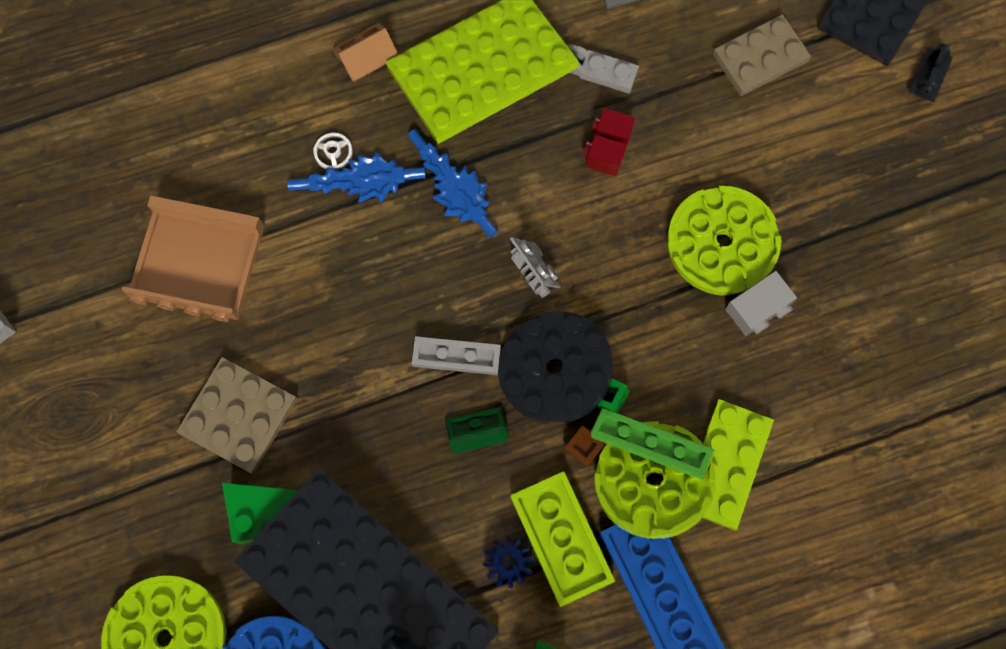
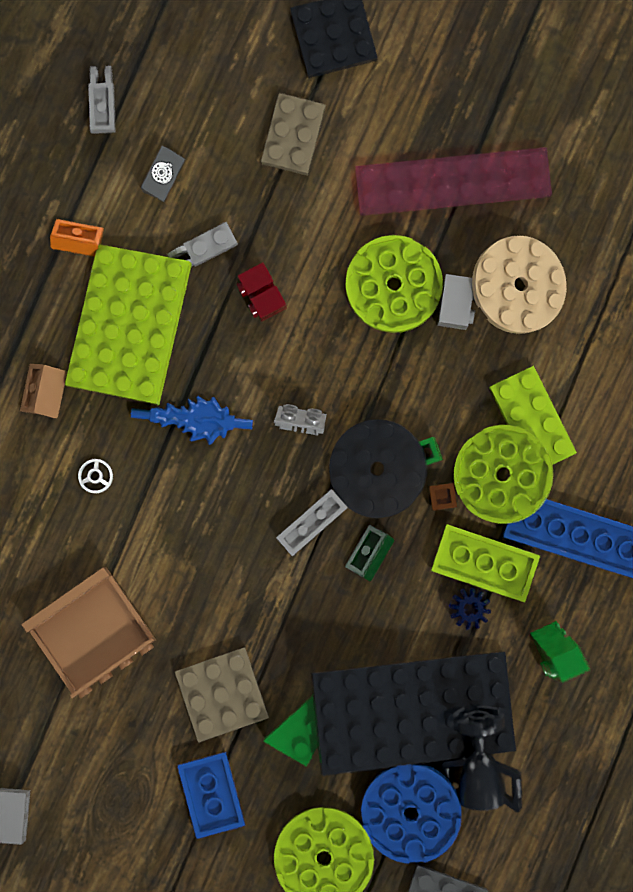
camera: 50 degrees left, 10 degrees up
(137, 485) = (211, 795): none -> blue plate
(367, 177) = (135, 470): blue piece -> none
(652, 444) = (481, 456): bright green plate -> none
(858, 213) = (453, 181): none -> clear pink plate
(858, 345) = (496, 291): none -> tan plate
(931, 72) = (409, 39): black hinge -> none

